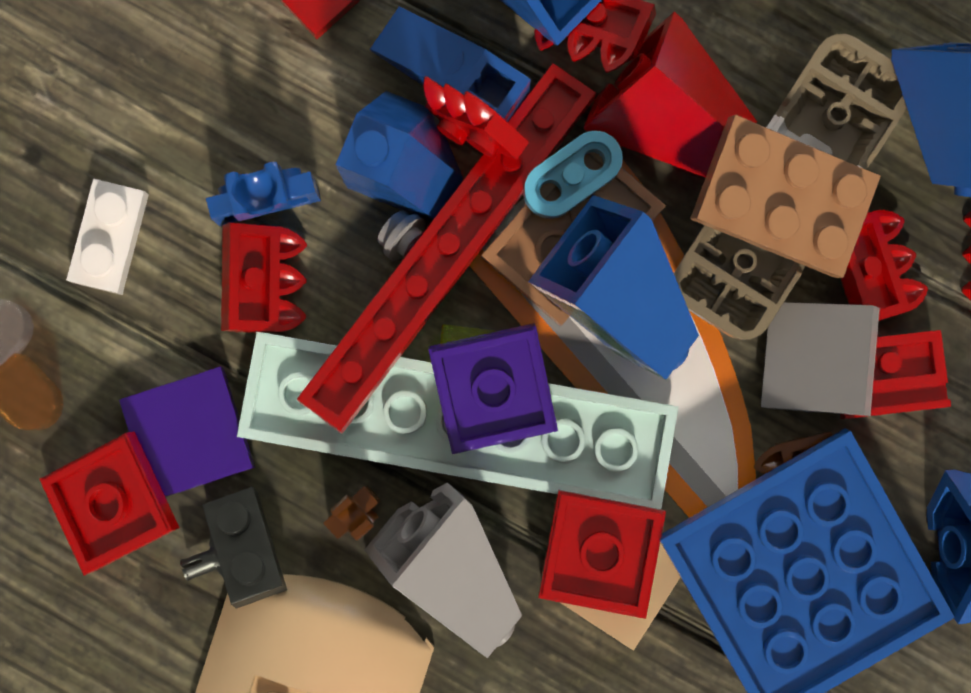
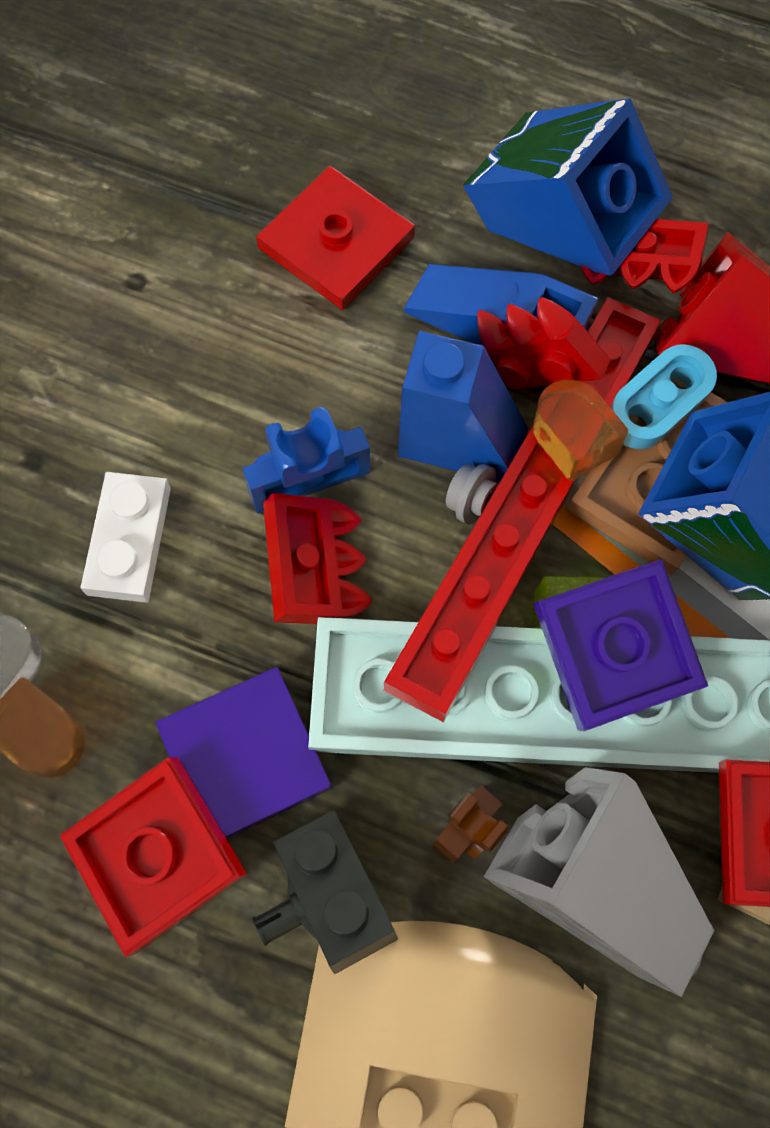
camera: 10 degrees left, 15 degrees down
(491, 197) = (577, 427): none -> clear orange piece

